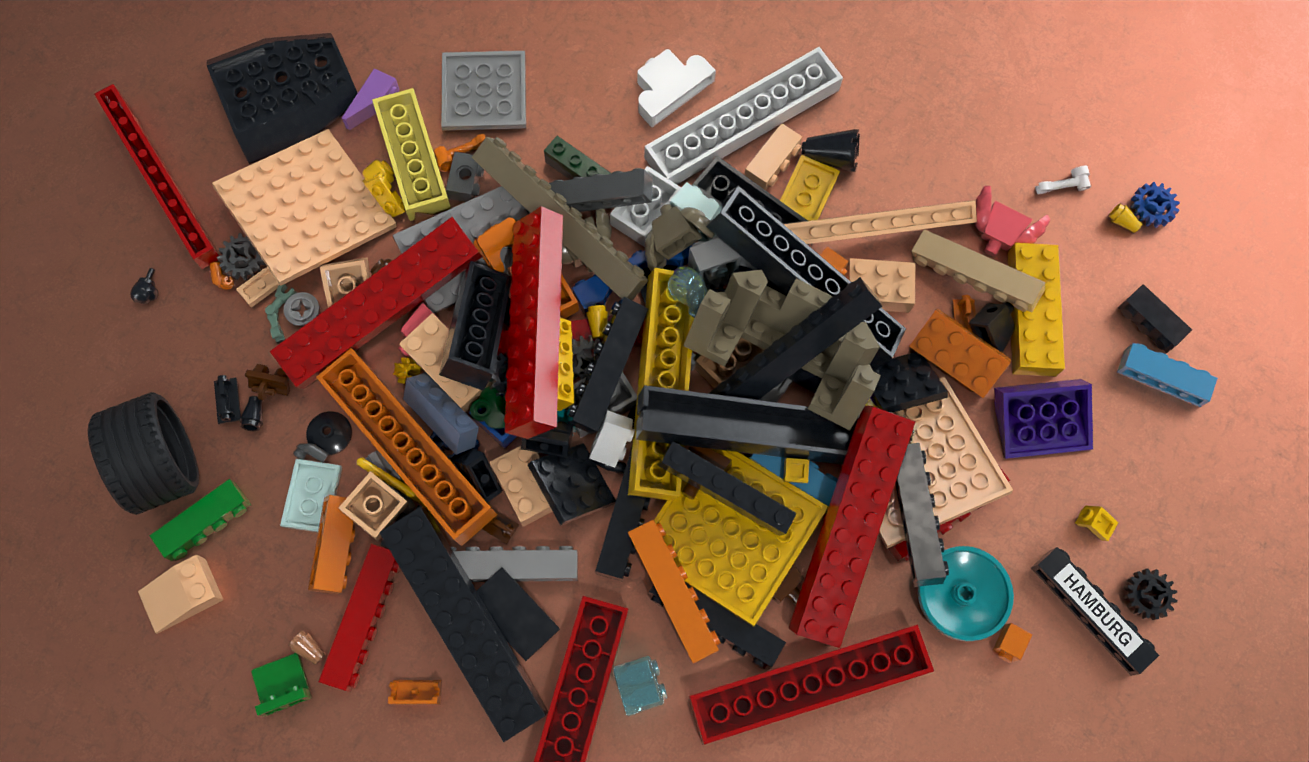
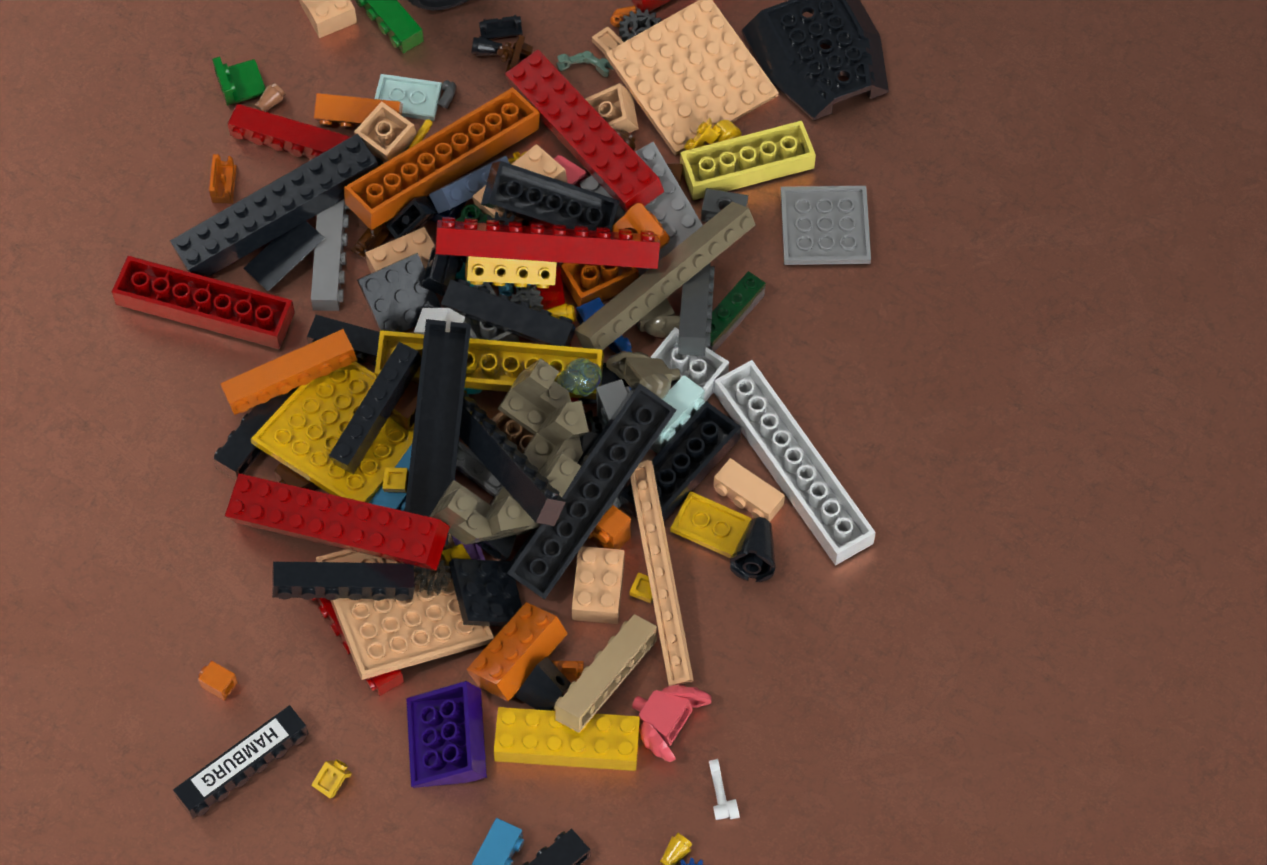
camera: 95 degrees right, 10 degrees down
(295, 302) = (595, 75): light grey gear -> none
(337, 439) = (457, 109): black dish -> none
(362, 107) = (820, 129): medium lavender slope -> none
(445, 157) = (753, 190): orange brick -> none
(639, 685) = (207, 348): clear light blue piece -> none
(670, 84) = (834, 395): white brick -> none
(810, 684) = (195, 495): red brick -> none
(876, 247) = (641, 588): none -> yellow plate
(973, 597) = (267, 638): teal dish -> none
(1154, 584) = (262, 819): black gear -> none

